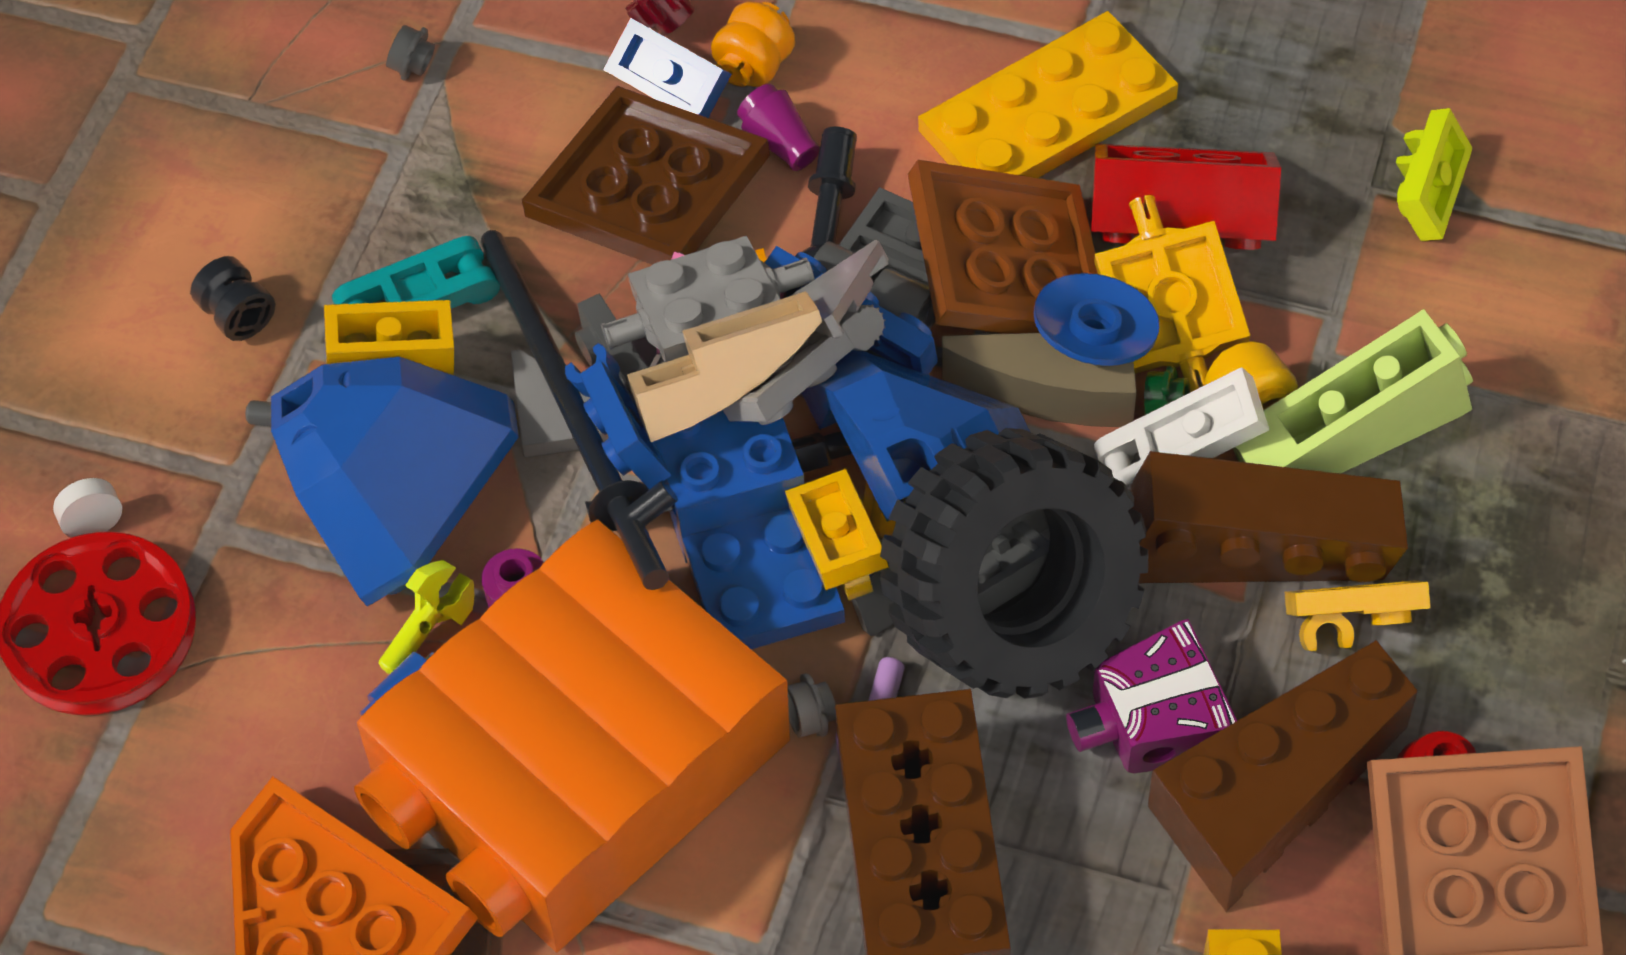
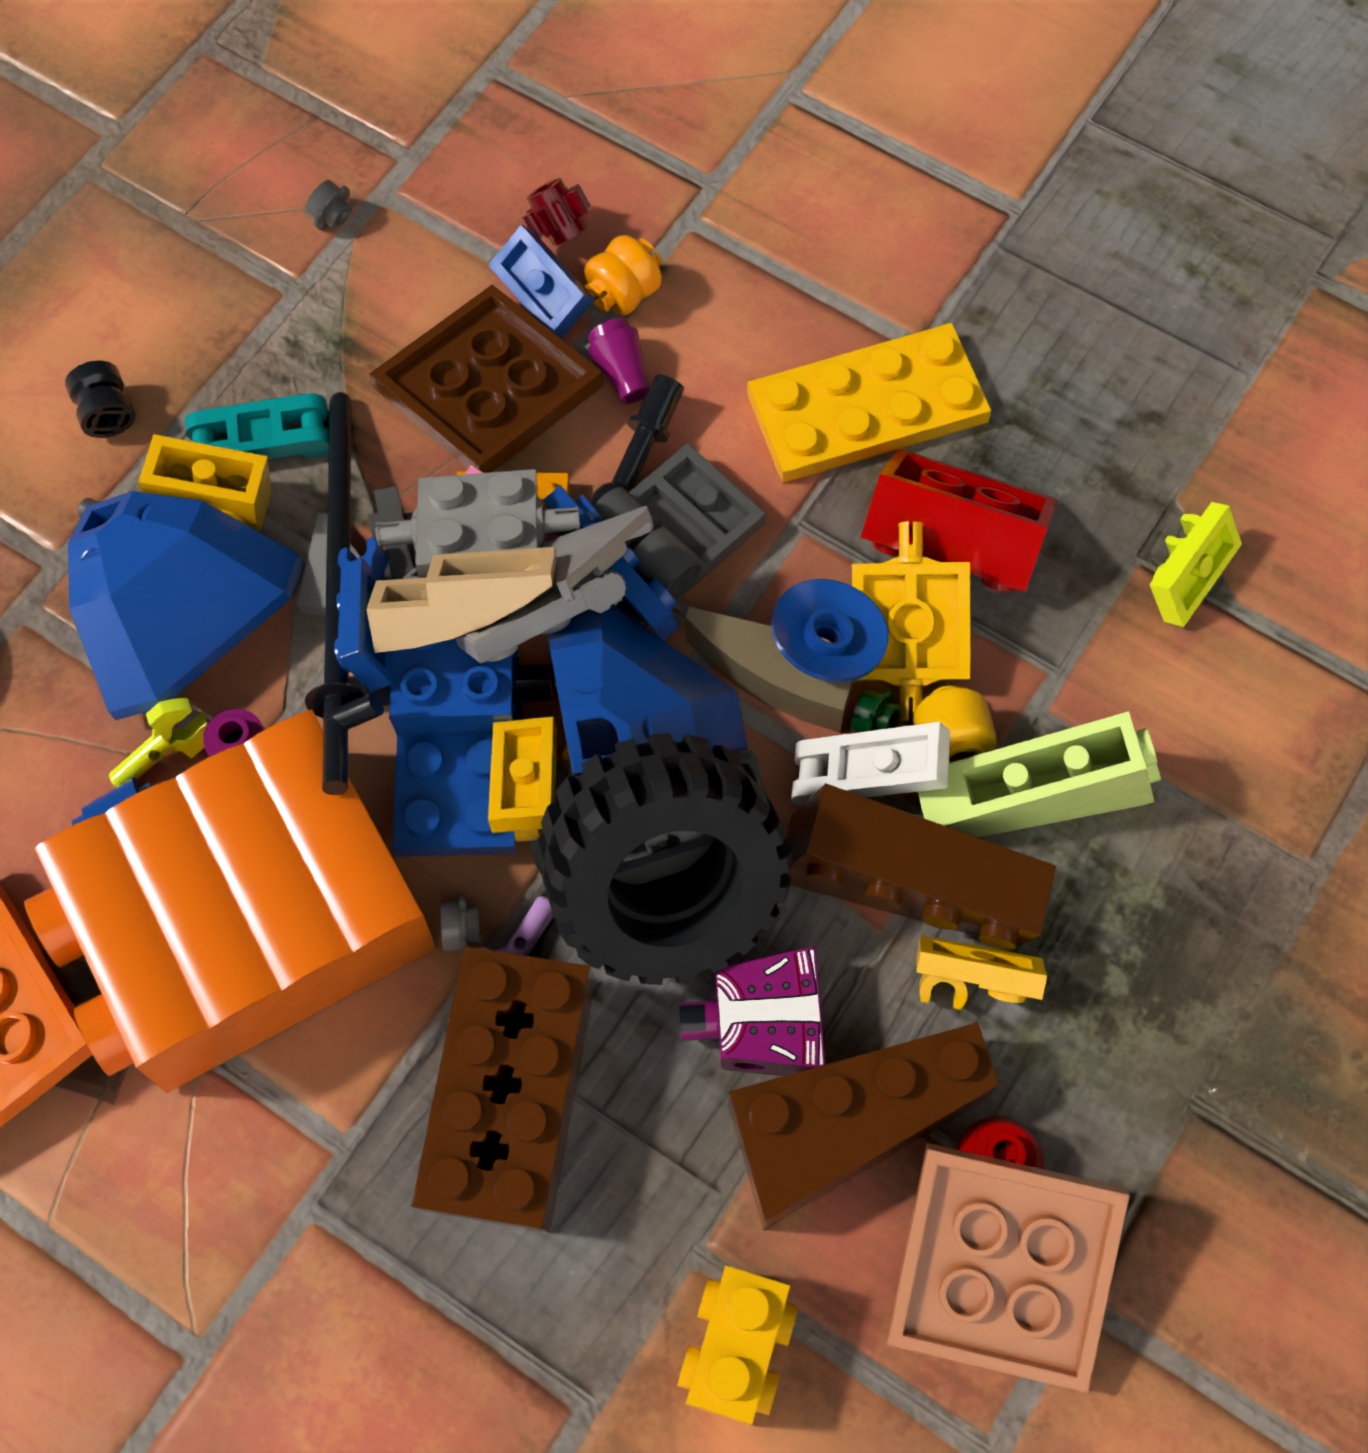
camera: 15 degrees right, 10 degrees up
(996, 242) = (767, 528): dark orange plate -> none

